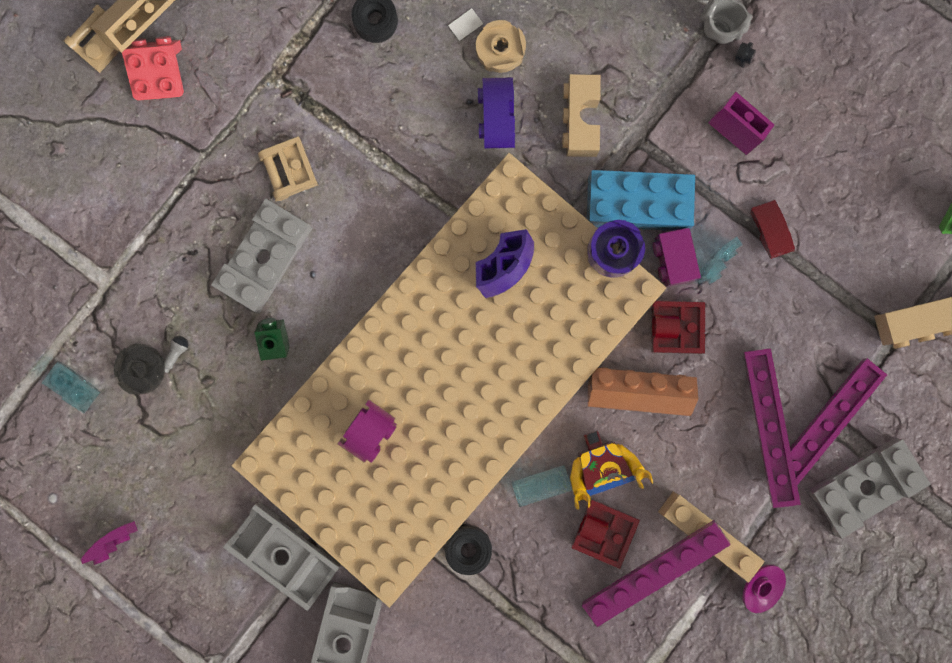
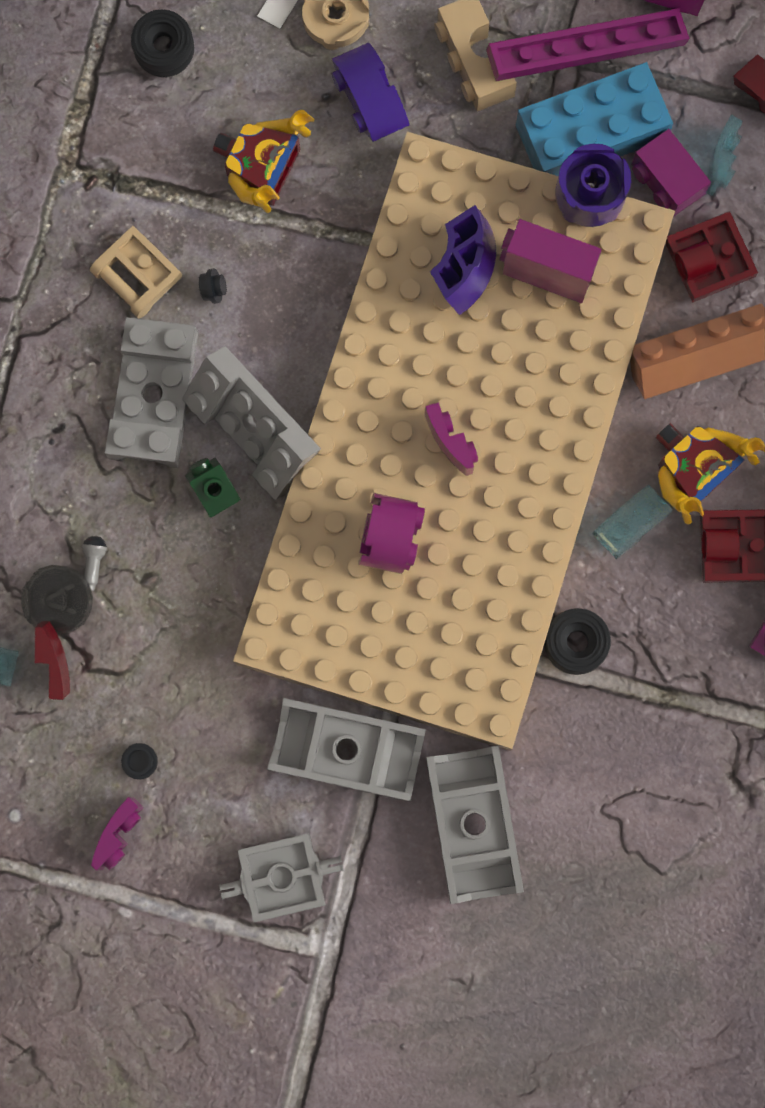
camera: 25 degrees left, 5 degrees down
(117, 405) = (50, 651): none -> dark red slope
(146, 500) = (139, 761): none -> black plate
(204, 619) = (281, 877): none -> light grey plate
(314, 296) = (231, 397): none -> light grey piece
(333, 201) = (212, 286): none -> black plate
(405, 127) = (262, 157): none -> torso
(441, 391) = (457, 450): none -> magenta slope
(561, 289) = (549, 260): none -> magenta brick
(660, 143) = (587, 44): none -> magenta plate

